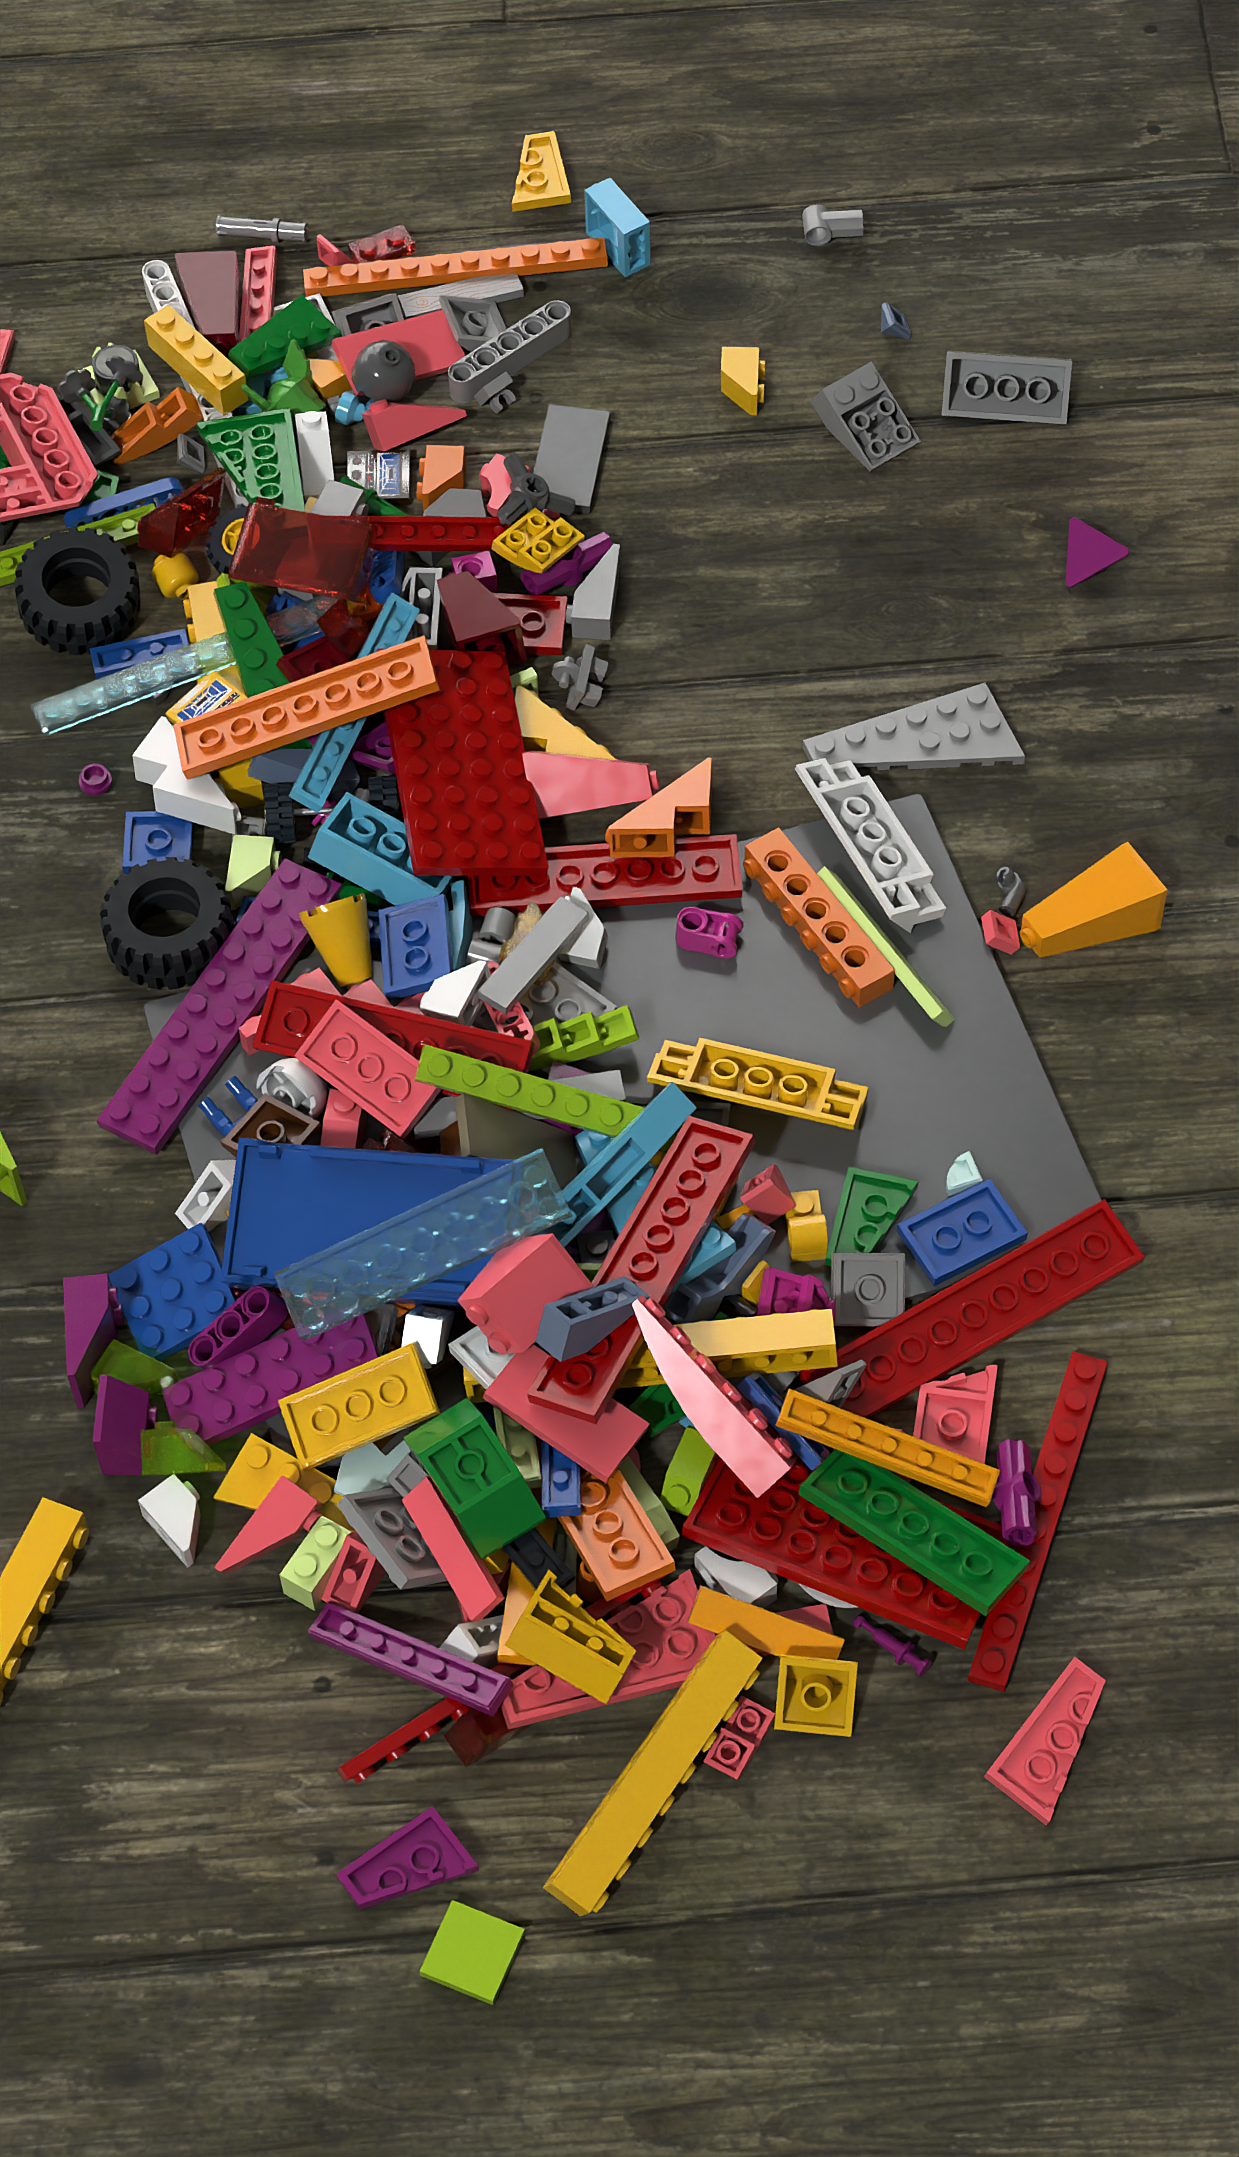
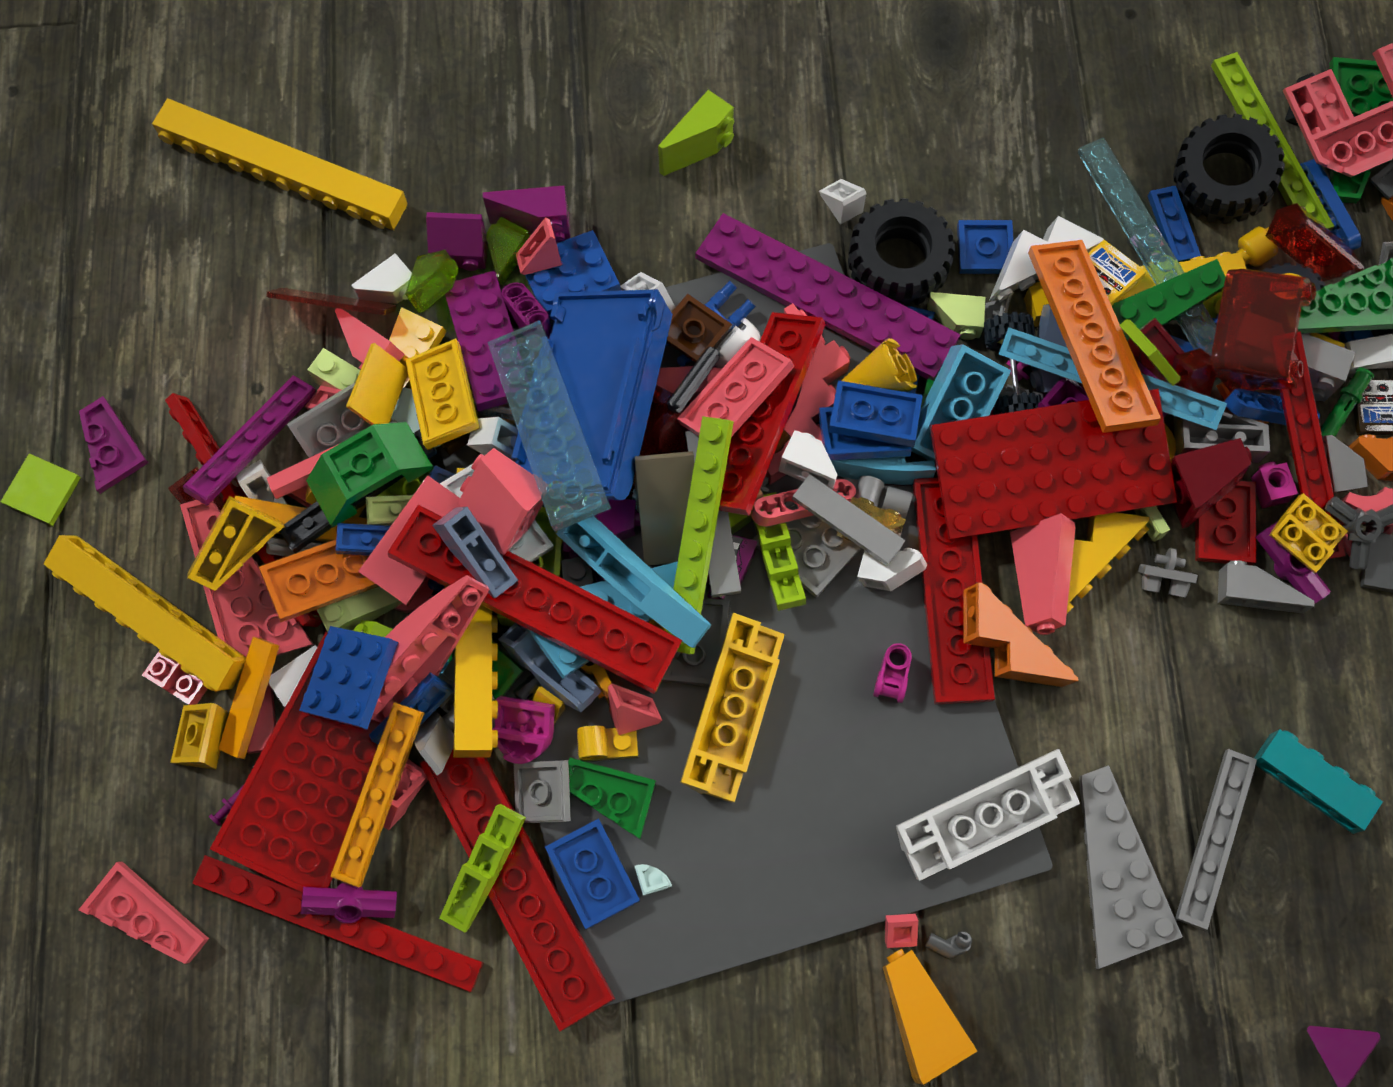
camera: 90 degrees right, 15 degrees up
(82, 989) = (844, 199): none -> white slope
(95, 779) = (1047, 199): magenta plate -> none
(147, 1316) = (539, 251): none -> coral slope
(204, 1580) = (331, 301): none -> clear red piece
(332, 652) = (1150, 352): none -> lime tile
(348, 1485) = (377, 386): none -> yellow piece
(349, 1119) = (693, 380): none -> black axle
(397, 928) = (875, 413): none -> blue plate
(747, 1474) = (348, 676): none -> blue plate
(796, 876) = (976, 731): orange brick -> none
(810, 559) = (1317, 781): none -> teal brick
(878, 649) = (1216, 840): none -> light grey plate
(902, 967) = (878, 823): yellowish green tile -> none
(915, 1529) = (307, 818): green plate -> none
(957, 1413) = (418, 857): coral wing -> none
(965, 1343) = (482, 868): none -> lime slope

